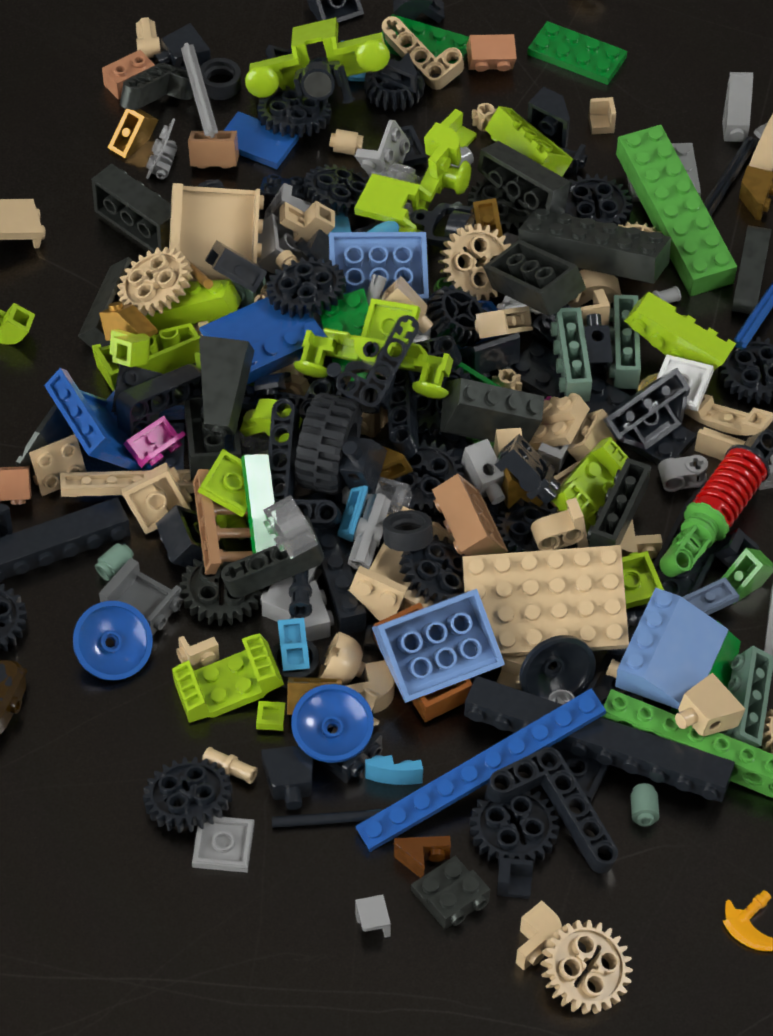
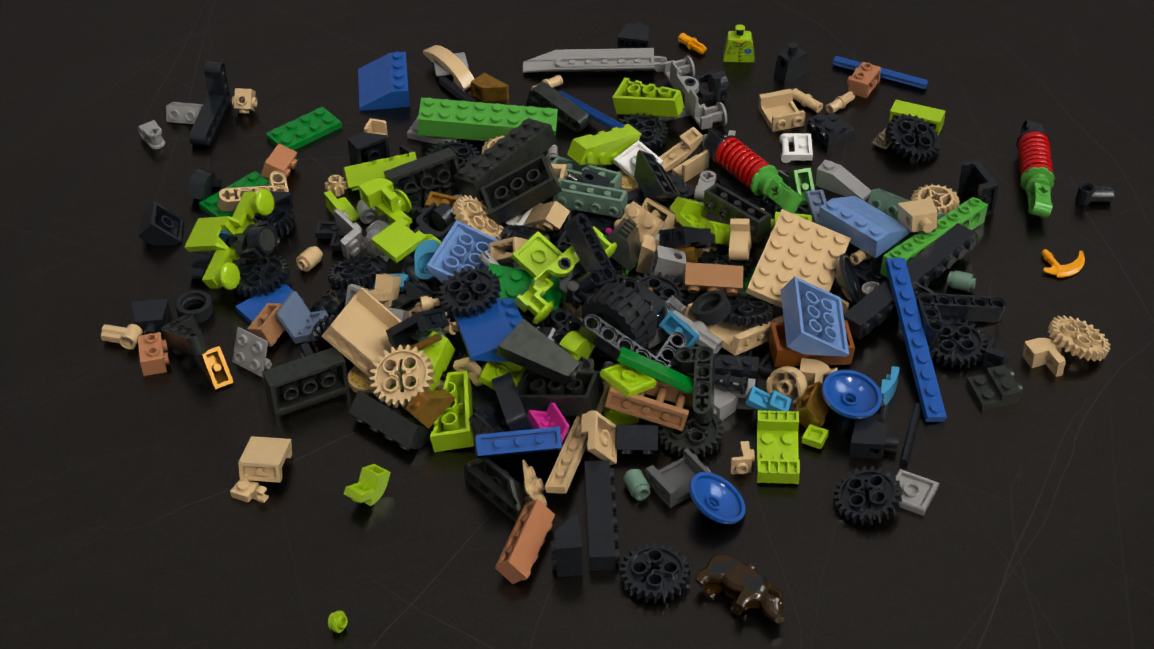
camera: 65 degrees left, 10 degrees down
(129, 348) = (463, 401): lime brick -> none
(199, 90) = (213, 309): light grey axle -> none
(231, 765) = (848, 466): tan pin -> none
(235, 164) = (298, 319): none -> sand blue bracket
(290, 527) = (691, 354): clear brick -> none
(373, 914) = (1004, 423): light grey panel -> none
(377, 593) = (752, 341): tan wing -> none
(416, 850) = (962, 393): reddish brown slope -> none
(701, 93) = (384, 83): none -> blue slope
(738, 107) = (422, 70): light grey slope -> none

